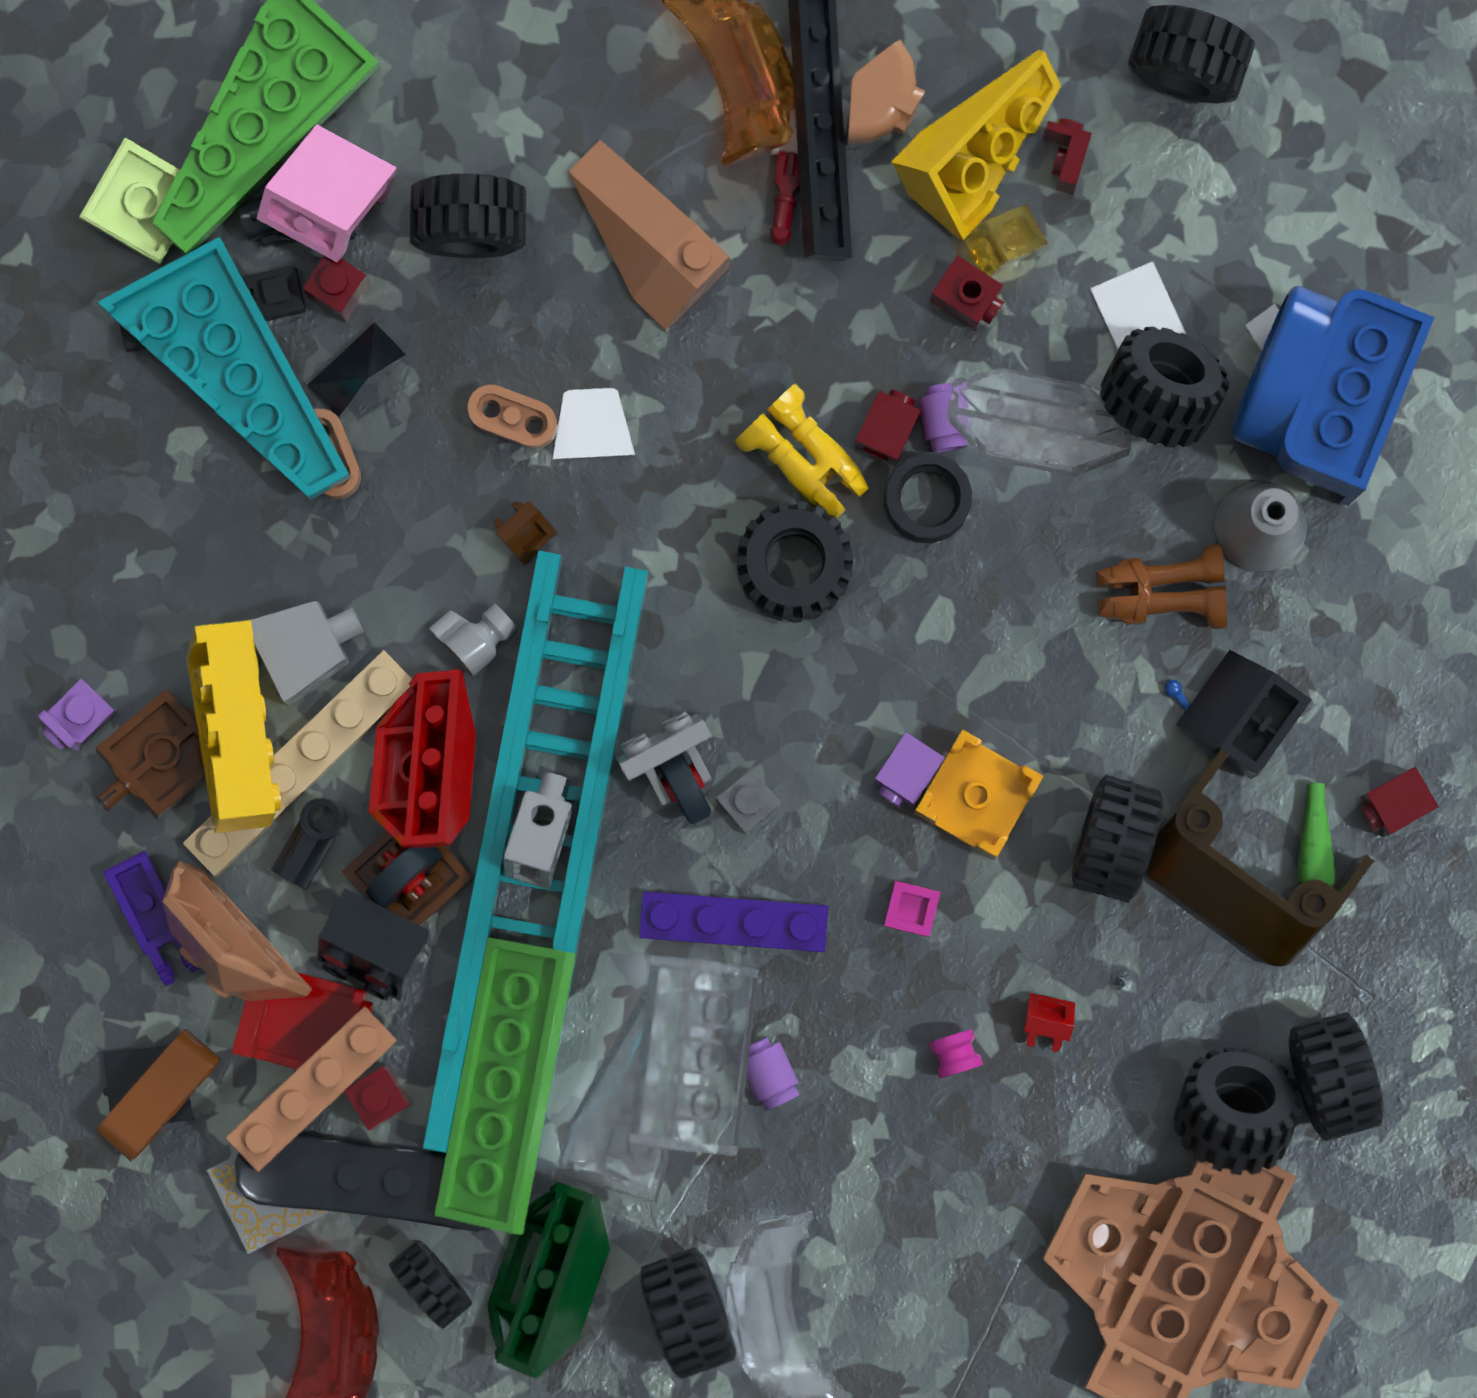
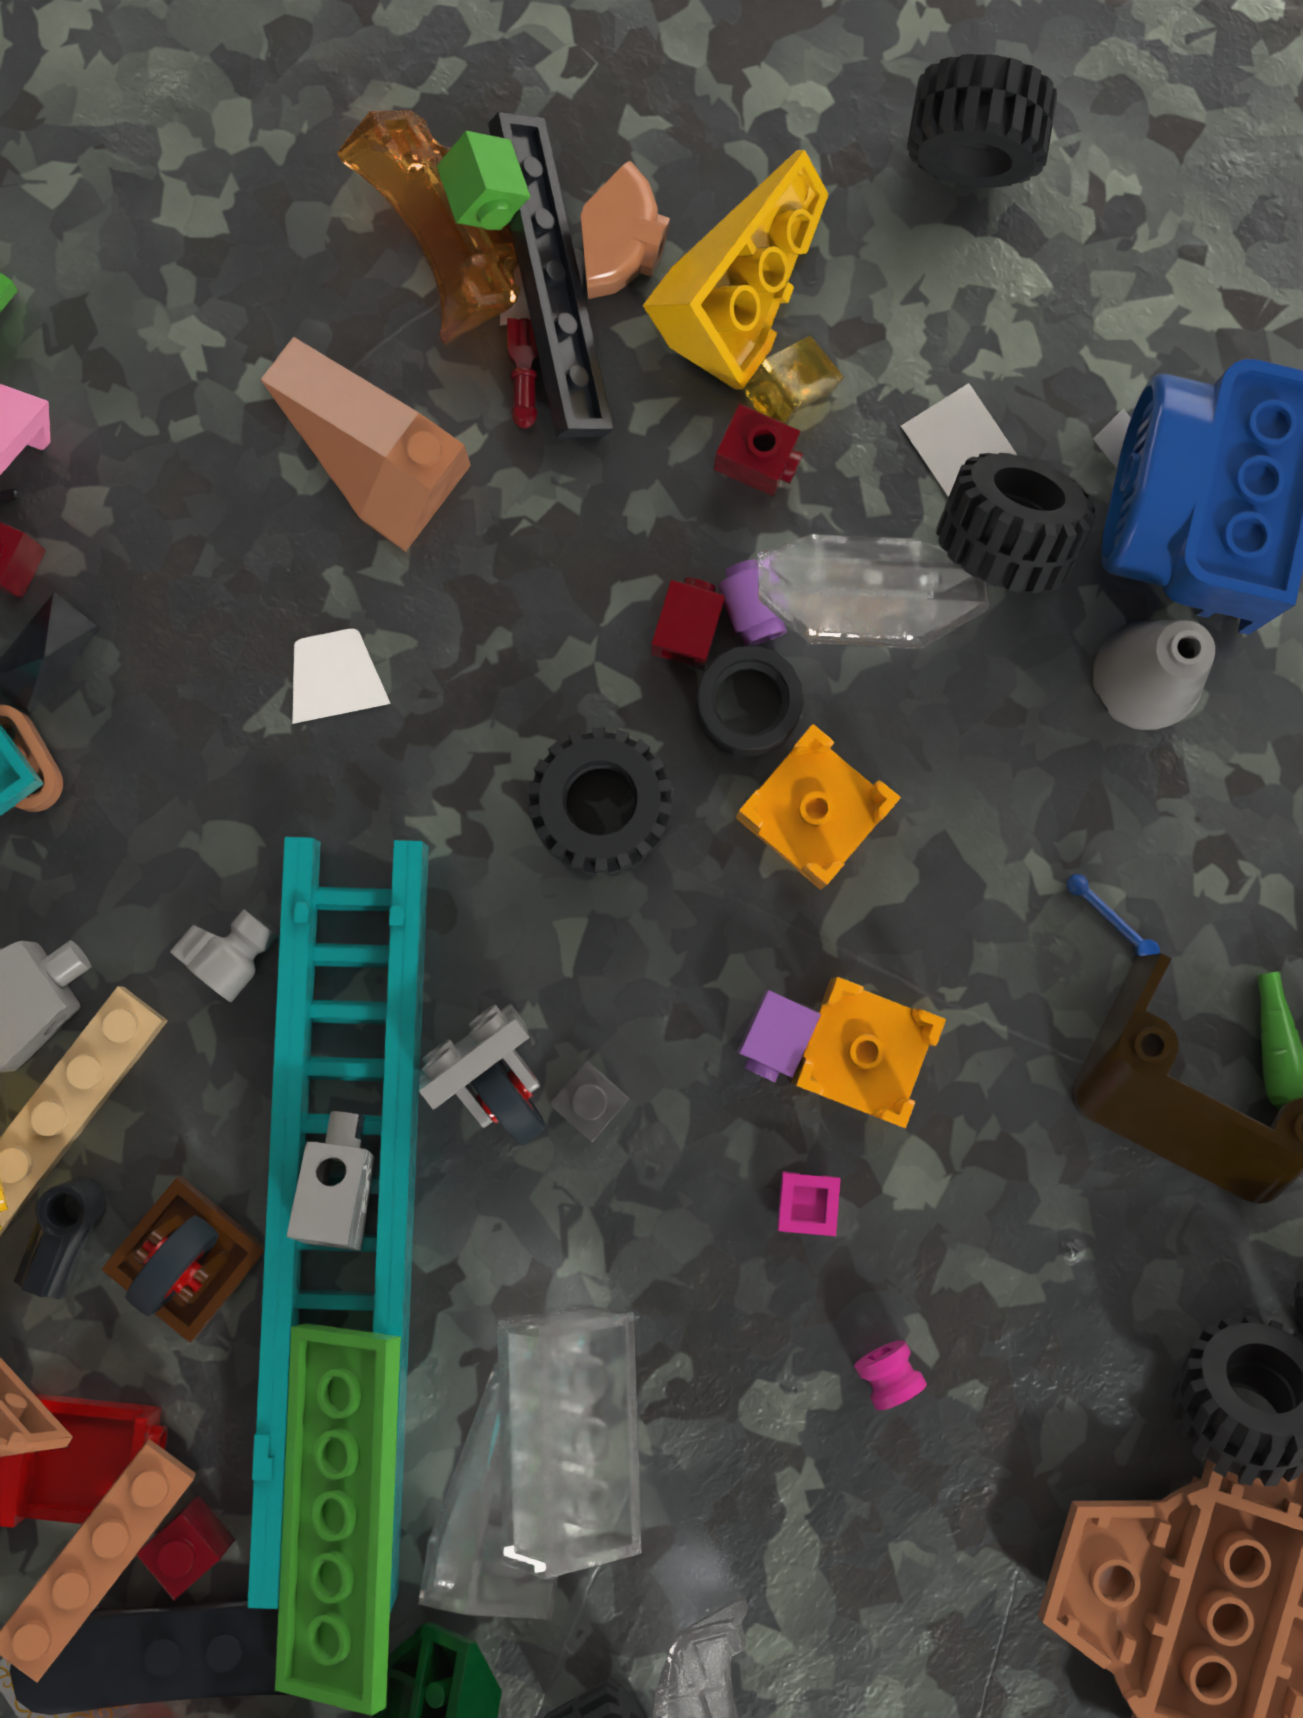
camera: 15 degrees left, 0 degrees up
(371, 946) = (147, 1357): black slope -> none
(425, 762) = (184, 1123): red wedge -> none
(468, 215) = (137, 442): black tyre -> none
(514, 415) = (236, 679): nougat plate -> none
(525, 531) = (268, 816): reddish brown tile -> none
(733, 922) = (593, 1252): dark purple plate -> none
(770, 1074) = (668, 1437): medium lavender brick -> none
(777, 41) = (483, 181): none -> bright green brick
(801, 474) = (596, 698): yellow piece -> none
(968, 593) = (816, 808): none -> light orange panel
(1049, 1018) = (997, 1313): red tile -> none
(1068, 162) = (855, 255): dark red bracket -> none
(1117, 838) = (1050, 1083): black tyre -> none
(1143, 602) = (1009, 754): dark orange piece -> none
(1243, 713) = (1174, 902): black slope -> none

